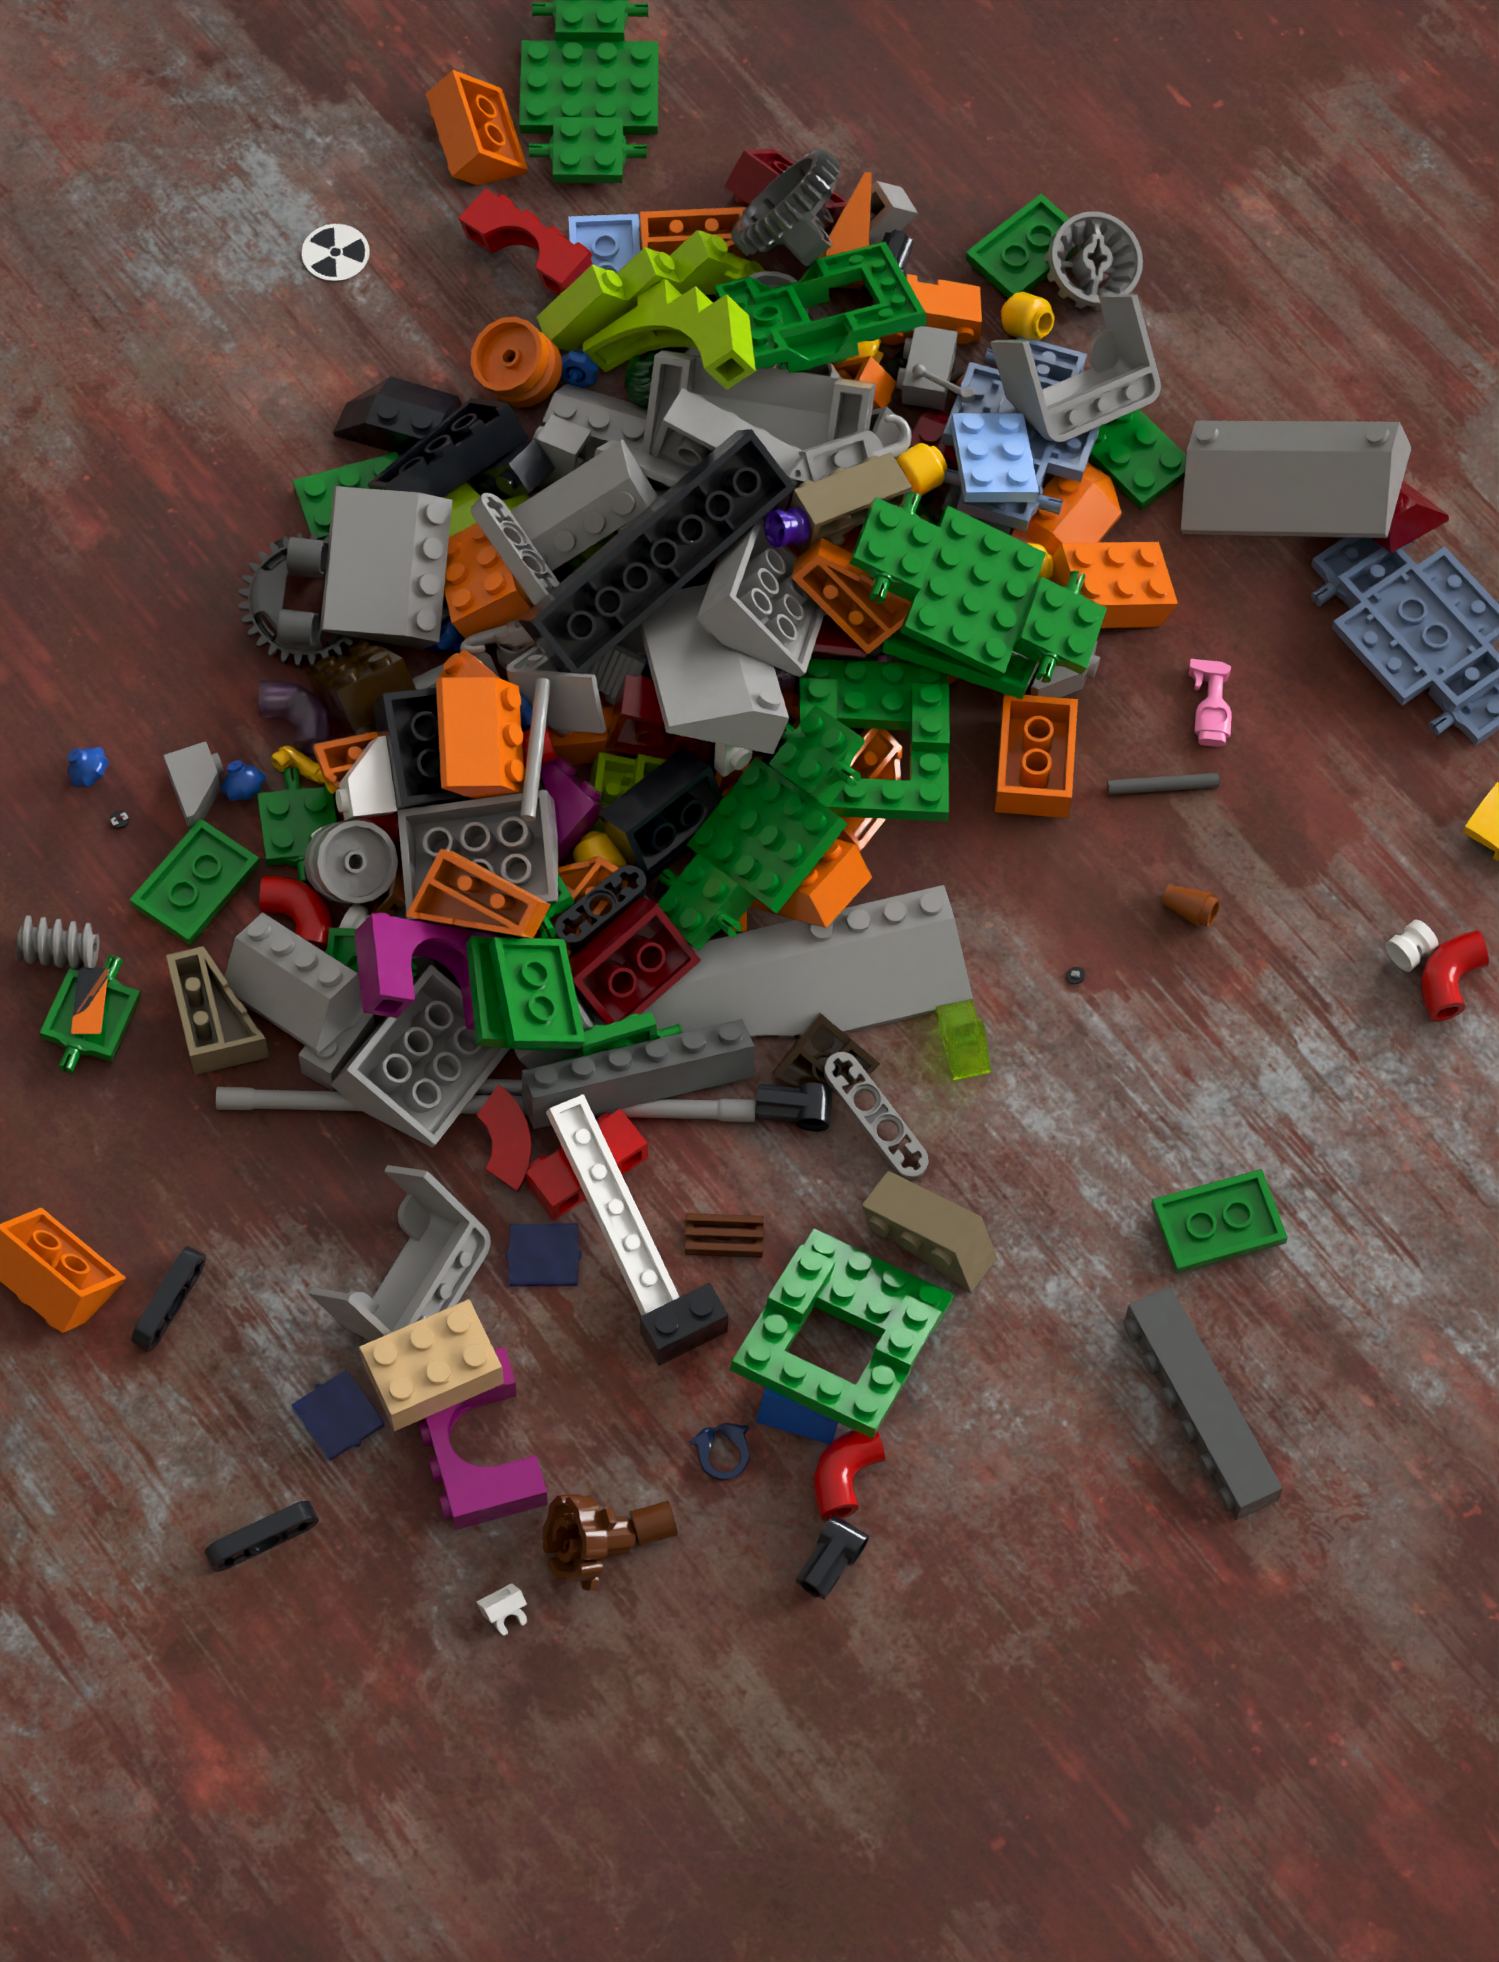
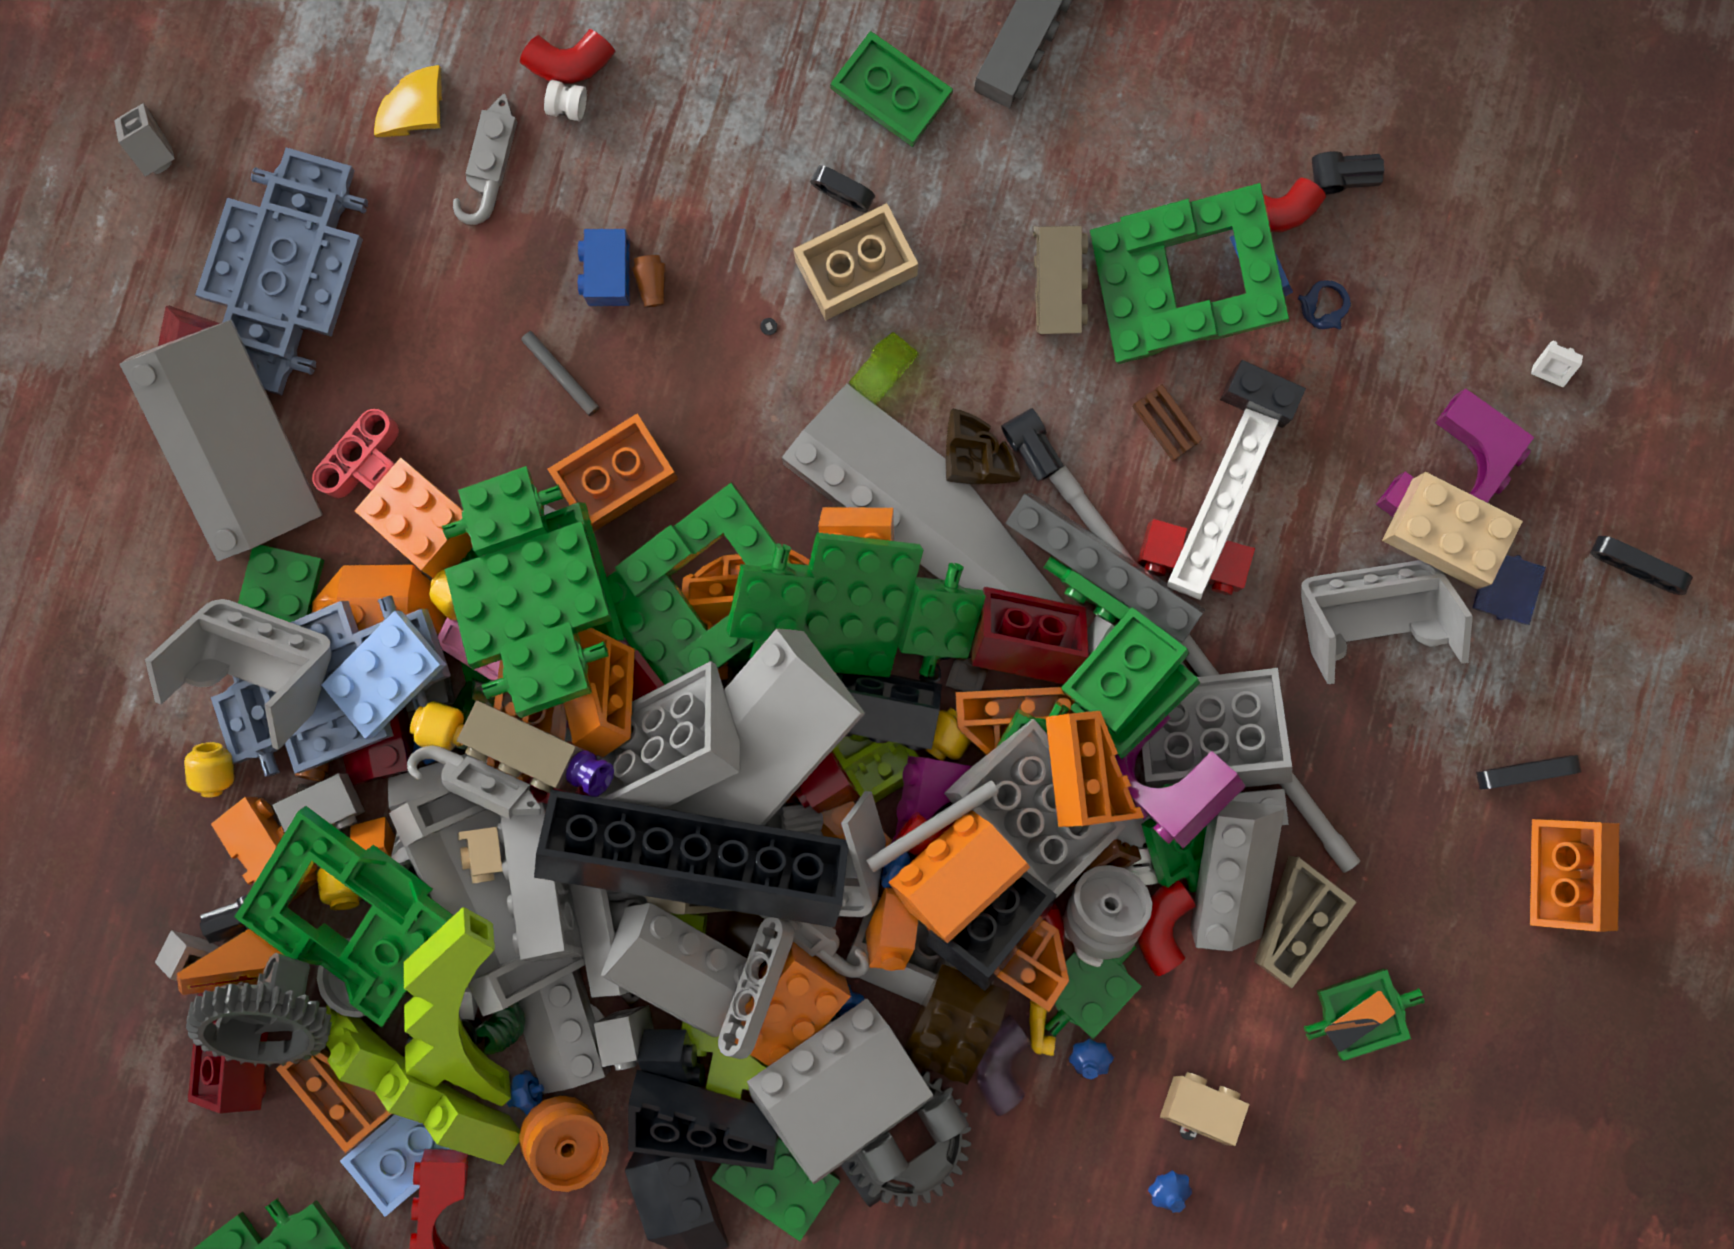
camera: 125 degrees left, 20 degrees up
(57, 944) = (1333, 1085): light grey piece -> none
(127, 835) = (1204, 1109): none -> tan brick
(194, 780) = (1120, 1095): light grey slope -> none
(195, 882) = (1198, 1027): green plate -> none
(368, 784) = (1052, 940): white slope -> none
(509, 1138) = (1218, 627): red tile -> none
(543, 1254) = (1280, 538): clear blue piece -> none
(573, 915) = (1032, 685): black beam -> none
(583, 1538) = (1476, 337): reddish brown piece -> none
(653, 1523) = (1418, 308): reddish brown gear -> none
(791, 425) = (481, 854): none -> tan brick
(880, 1113) = (1001, 380): light grey beam -> none
(967, 394) = (333, 746): light grey hinge -> none
(1016, 250) = (139, 819): green plate -> none
(1075, 1070) = (856, 261): none -> tan brick
(1108, 246) = (99, 736): light grey gear -> none
(1154, 1114) = (842, 188): none -> black beam
(1196, 594) = (369, 467): none -> coral beam
(1213, 713) = (470, 378): bright pink piece -> none
(1229, 875) = (605, 267): none -> blue brick
(1406, 856) = (488, 159): none -> light grey plate

